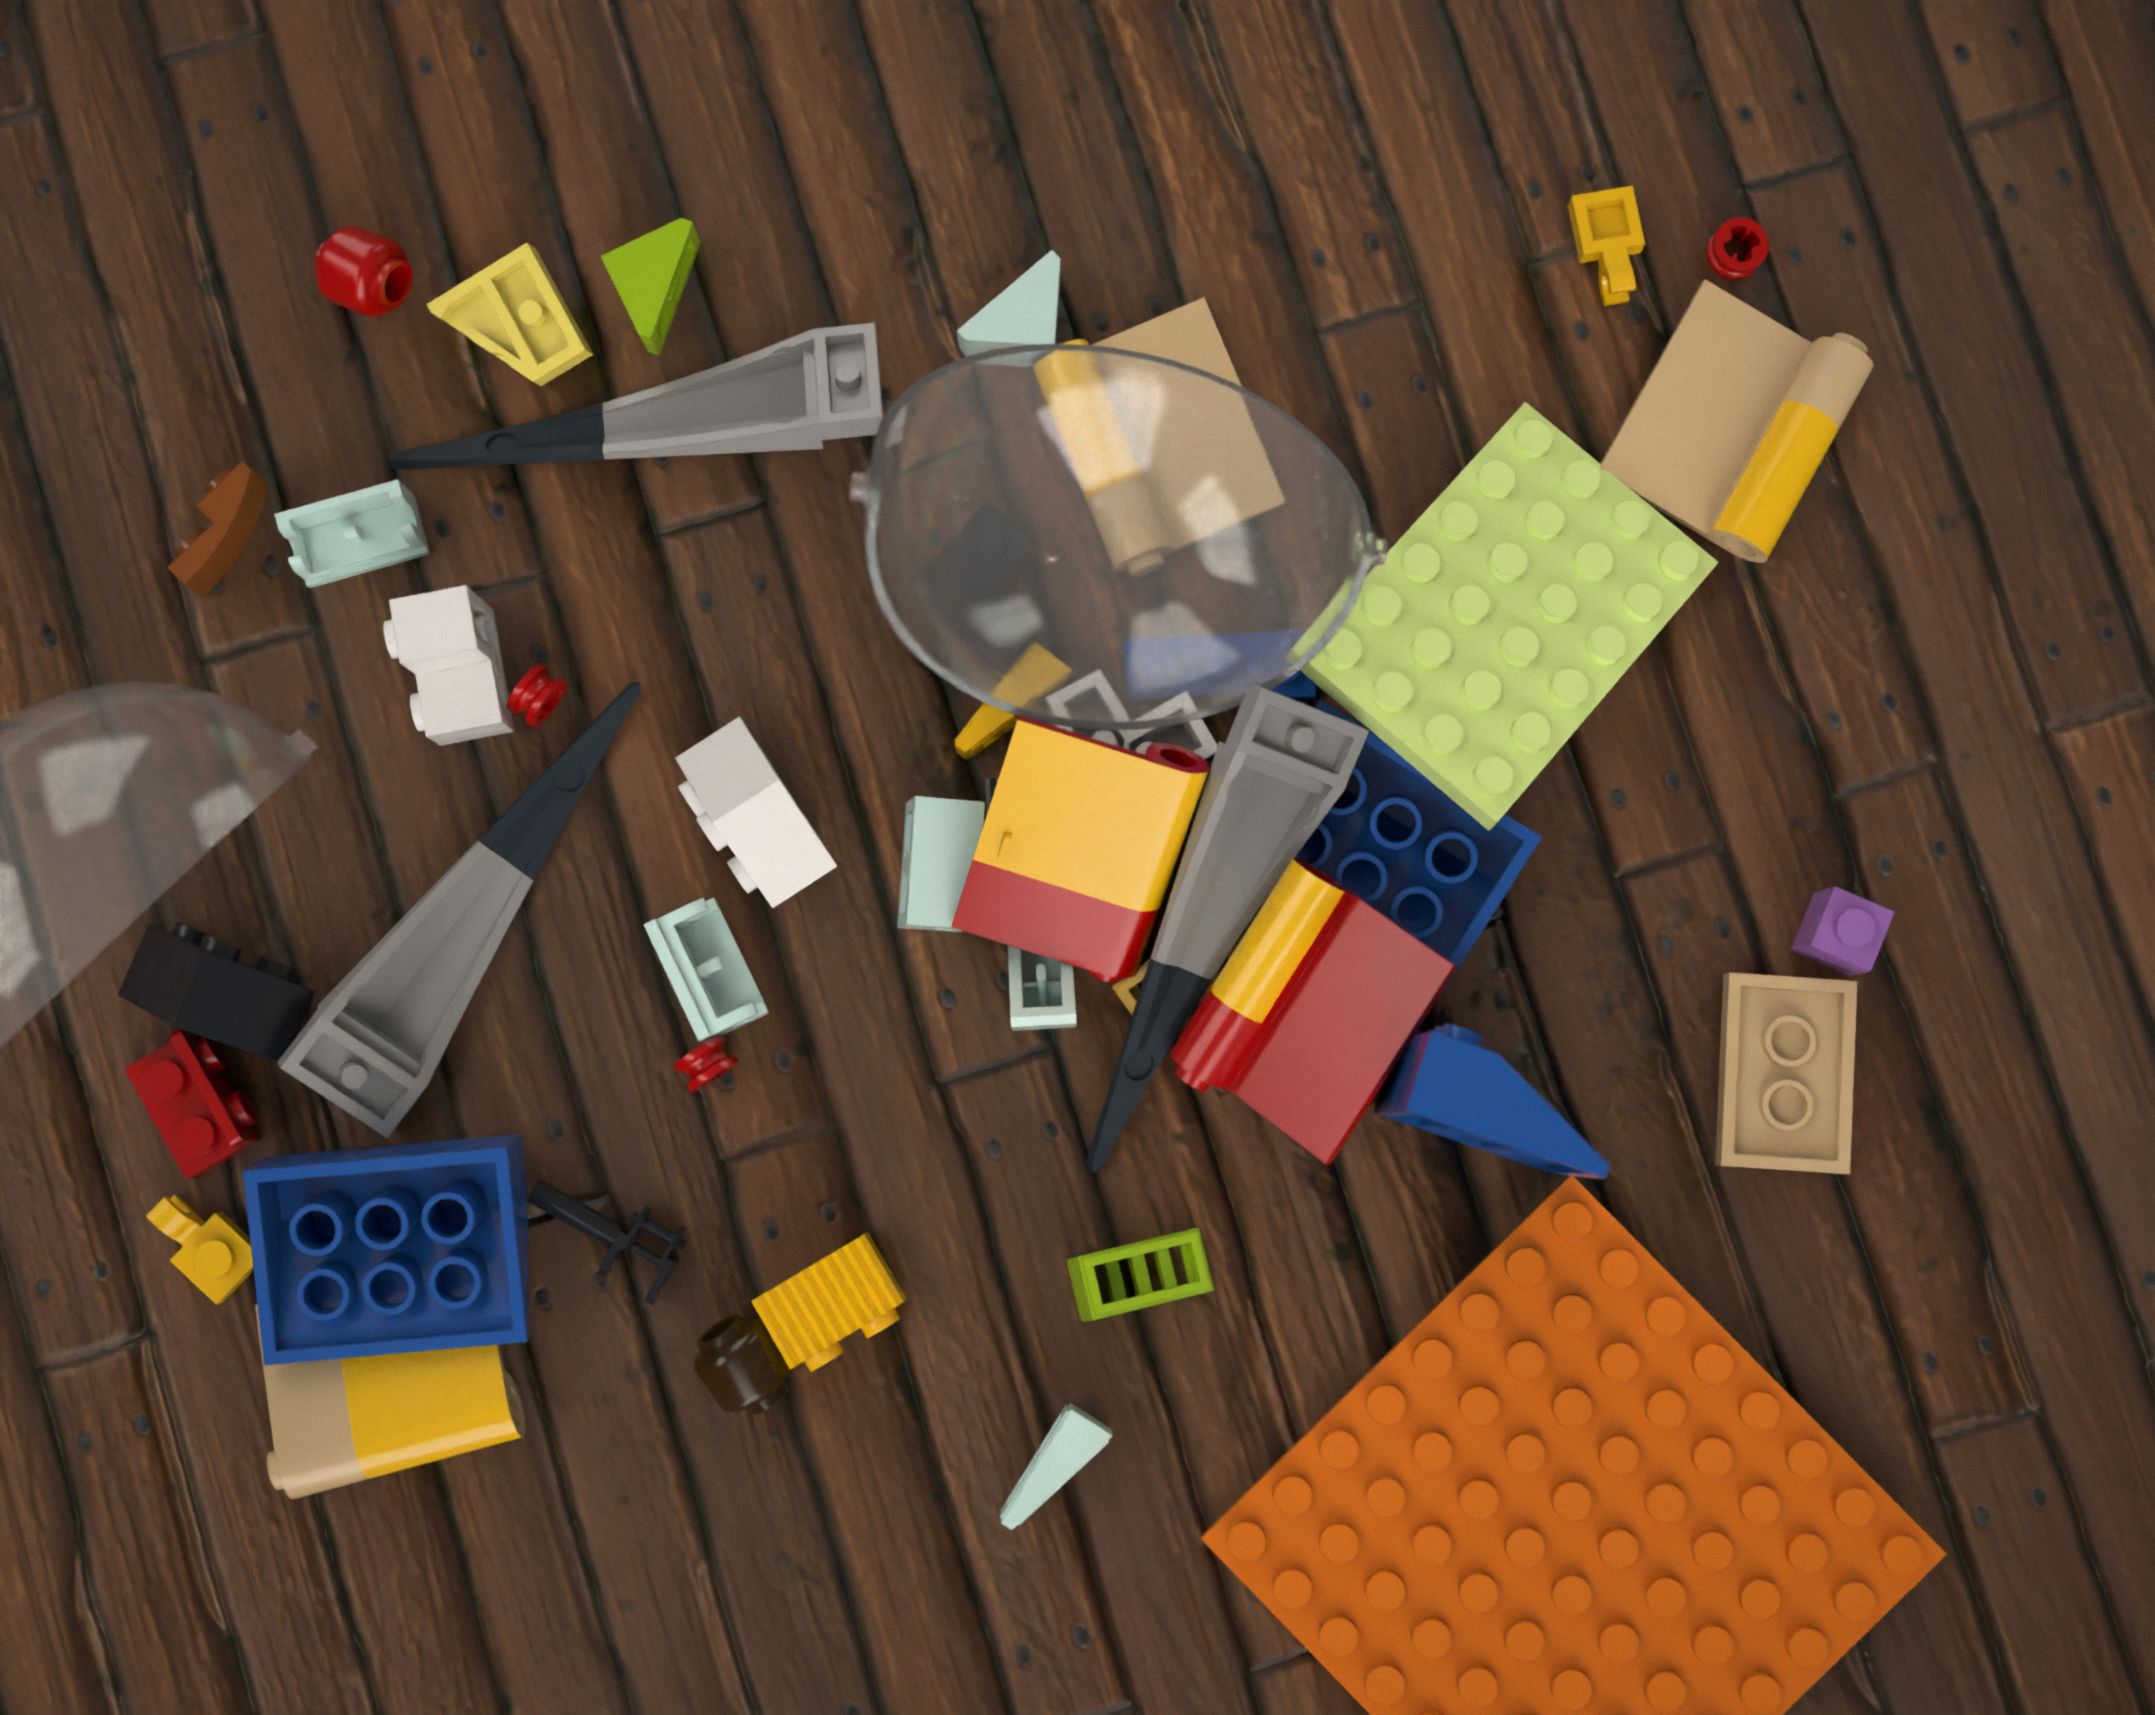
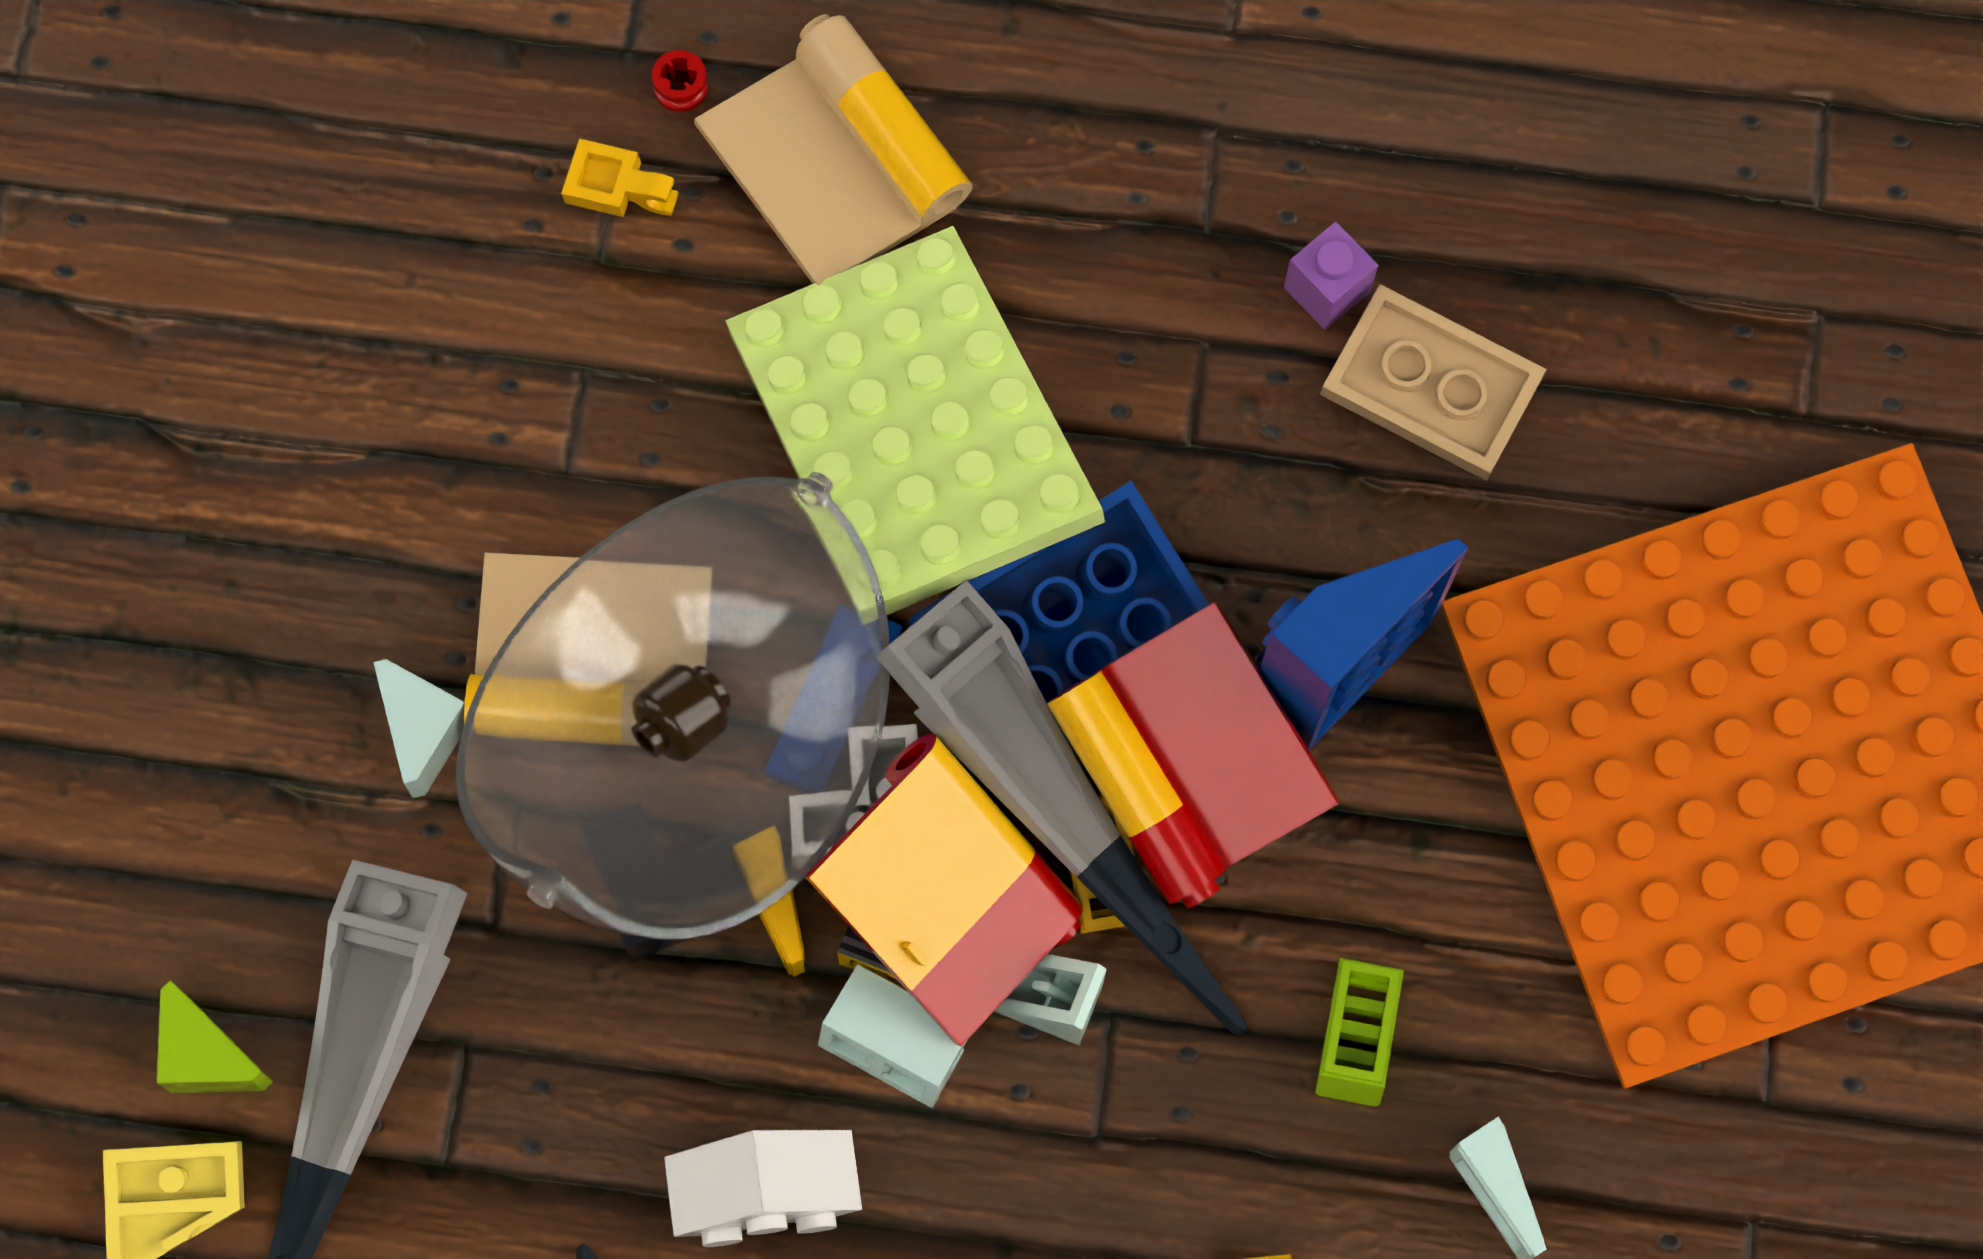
camera: 65 degrees left, 10 degrees down
(1124, 535) = (680, 712): none -> dark brown head

